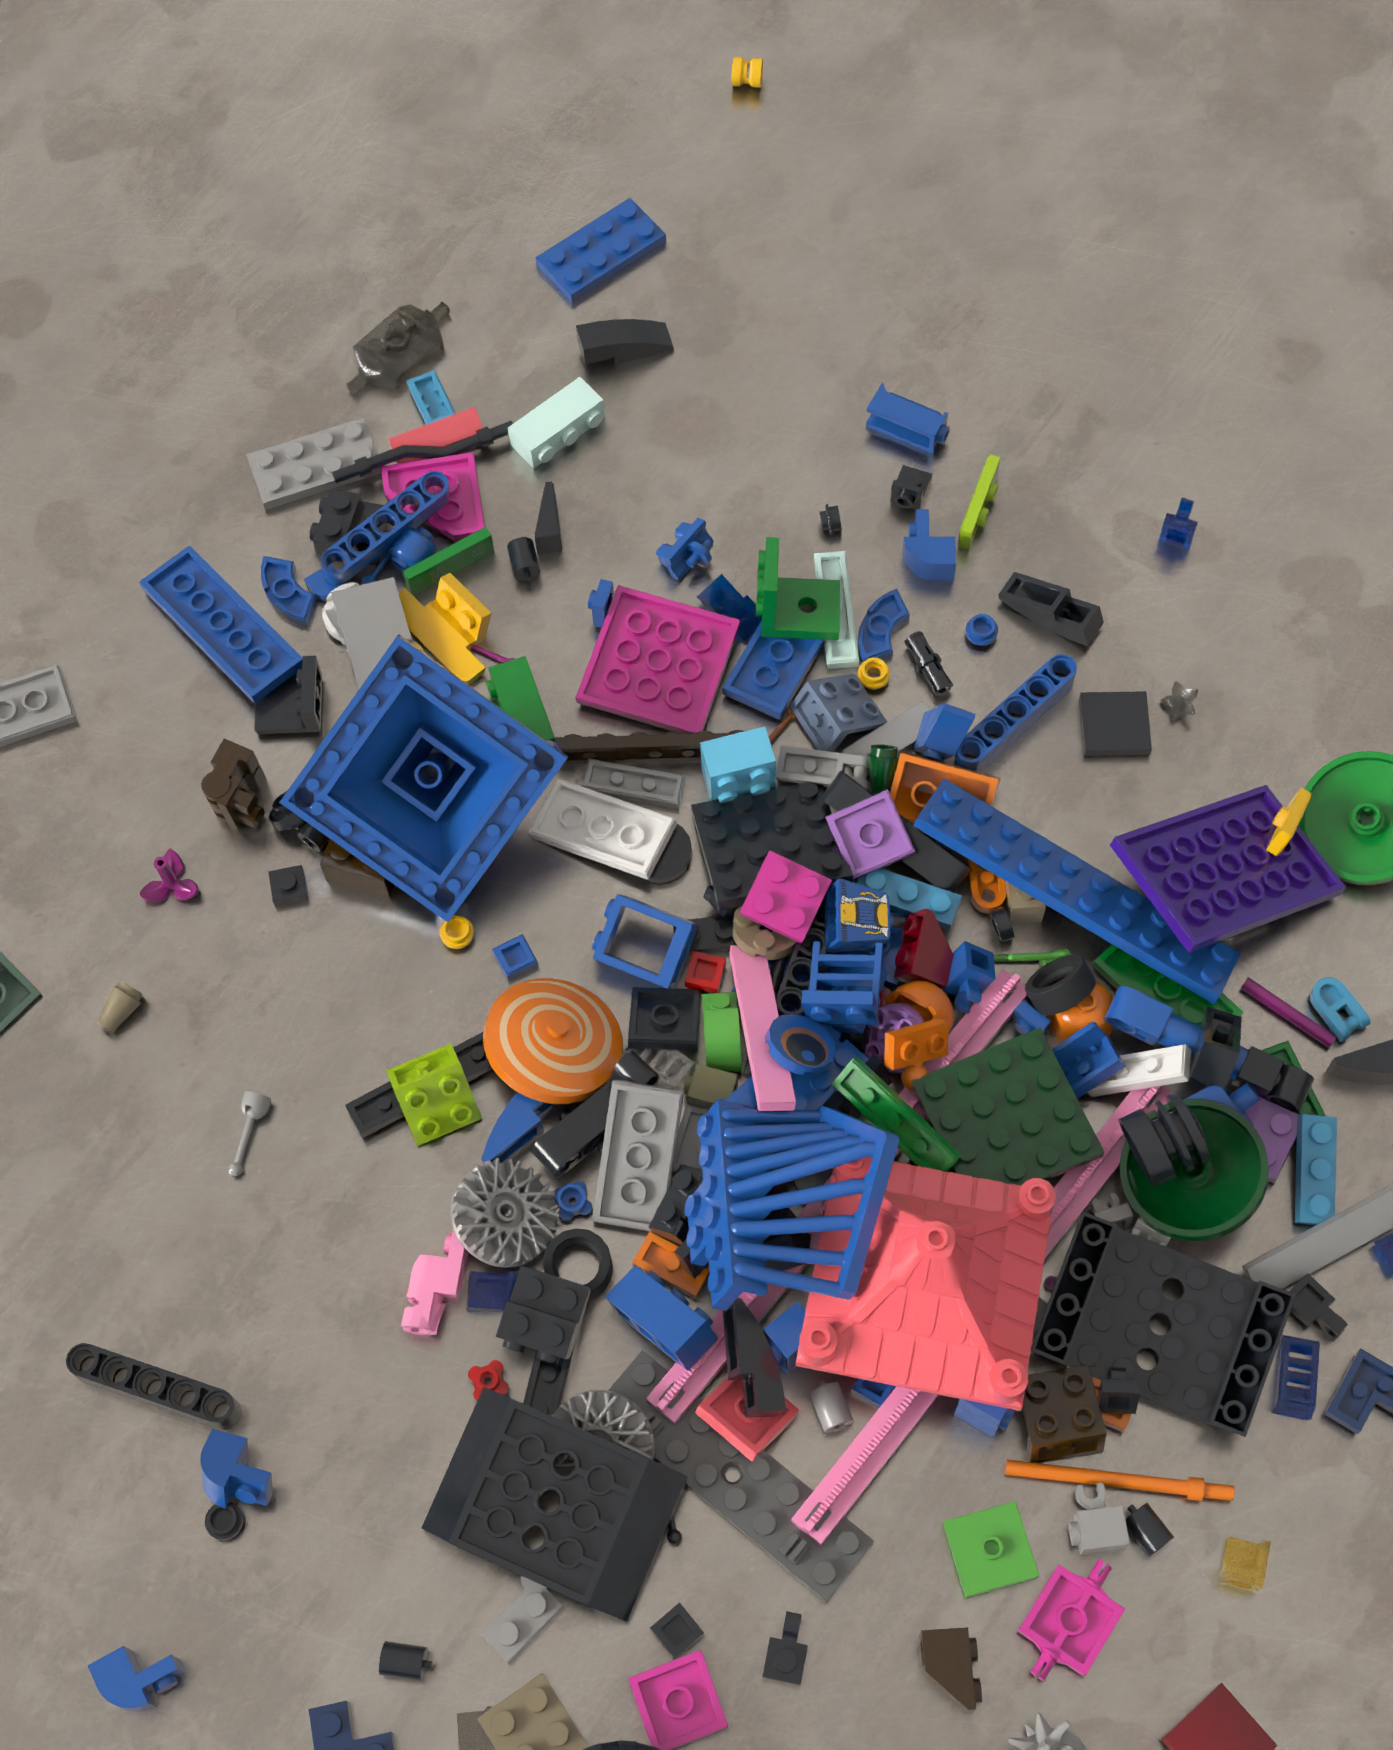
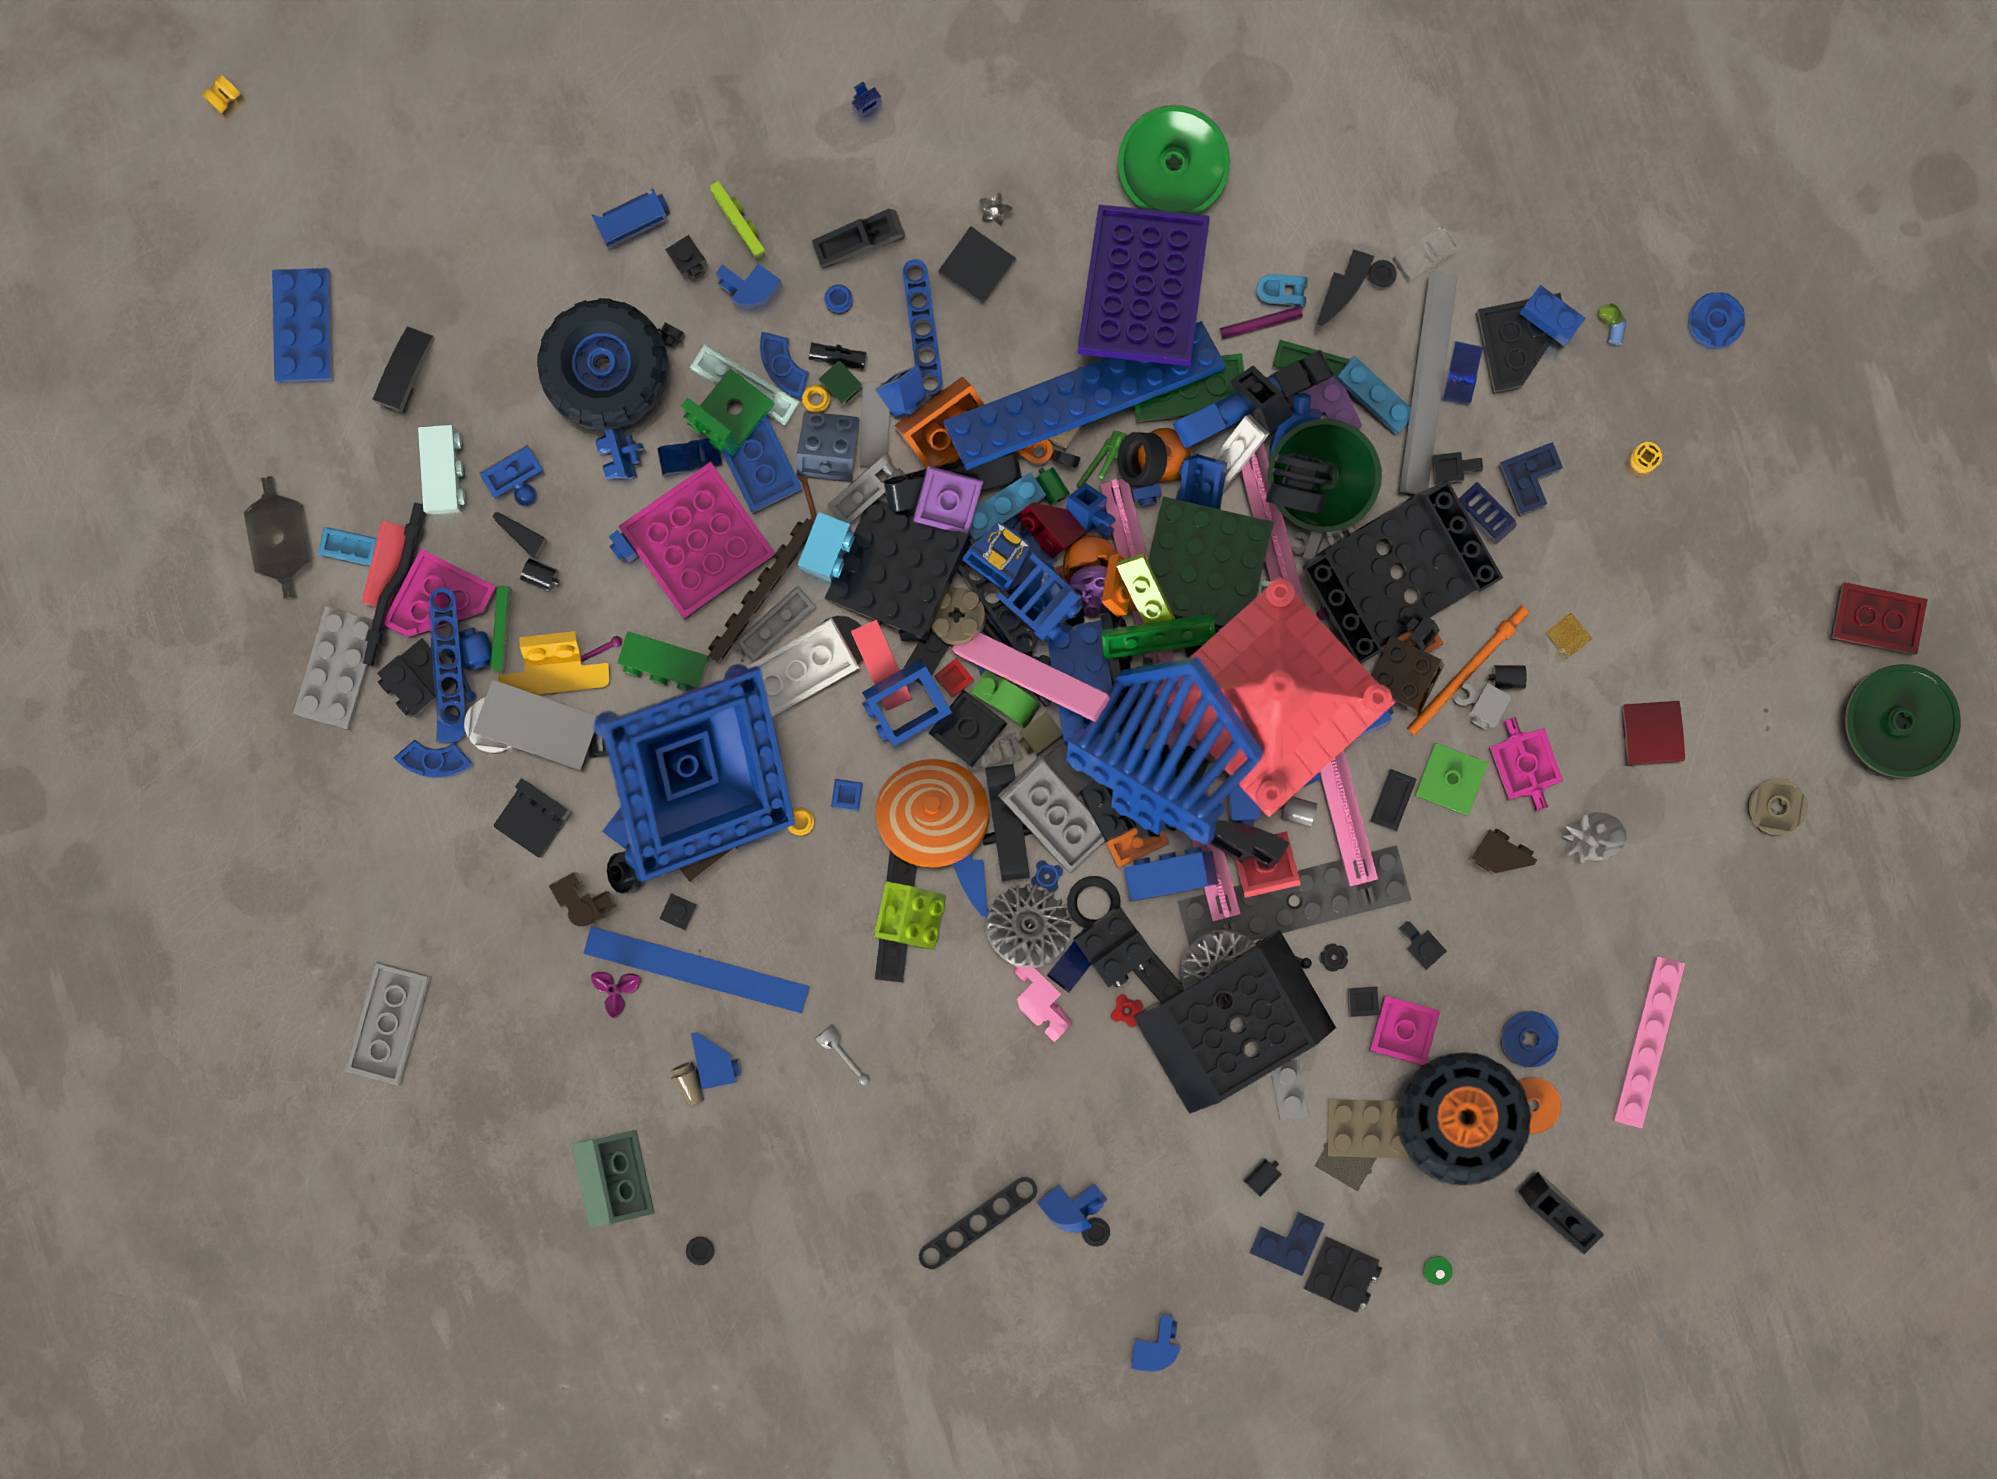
camera: 55 degrees left, 20 degrees up
(155, 1013) = (714, 1063): none -> blue slope
(222, 624) = (433, 824): blue plate -> none
(242, 942) = (696, 970): none -> blue tile
(599, 478) = (512, 473): none -> blue plate
(667, 892) = (879, 660): none -> coral slope
(706, 1553) = (1340, 952): none -> black plate
(755, 473) = (584, 340): none -> black wheel
(785, 897) = (952, 591): dark pink plate -> none
(800, 1044) = (1066, 660): blue tile -> none
(882, 767) = (898, 450): dark green cone -> none
(904, 682) = (841, 383): none -> dark green panel
(919, 1502) = (1393, 800): none -> black tile
(932, 1068) = (1145, 589): none -> plate
(964, 927) = (1052, 486): none -> green piece
(1287, 821) = (1141, 218): yellow plate -> none

